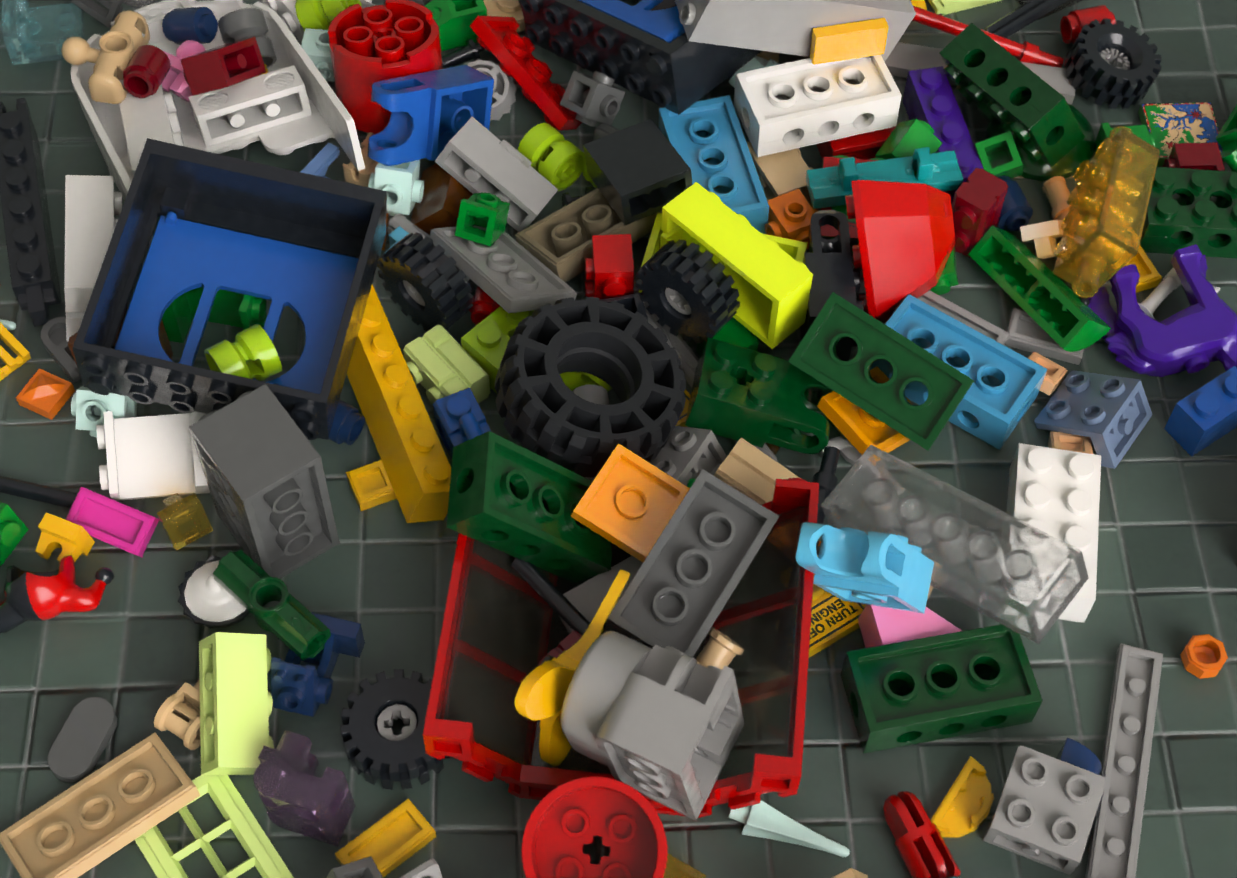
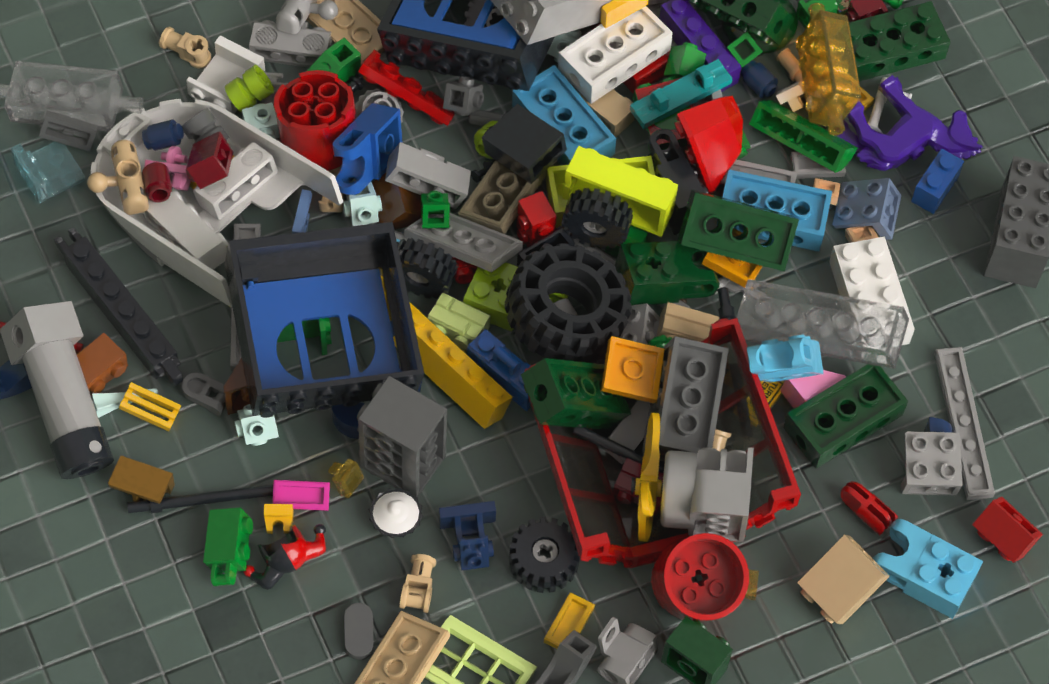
camera: 25 degrees left, 5 degrees up
(45, 394) = (206, 429): orange tile -> none
(88, 232) = (195, 327): white piece -> none
(150, 456) = (310, 442): white panel -> none
(234, 702) = (446, 575): yellowish green brick -> none
(247, 357) = (350, 362): lime wheel -> none
(287, 619) = (423, 503): dark green piece -> none
(296, 797) = (509, 614): clear purple hips -> none
(370, 485) = (454, 412): yellow tile -> none
(552, 155) = (444, 142): lime wheel -> none
(767, 822) = (782, 528): light aqua piece -> none
(790, 216) = (631, 140): orange brick -> none
(965, 803) = (884, 475): yellow tile -> none
(976, 208) = (746, 91): dark red brick -> none
(1204, 656) = (985, 339): orange tile -> none

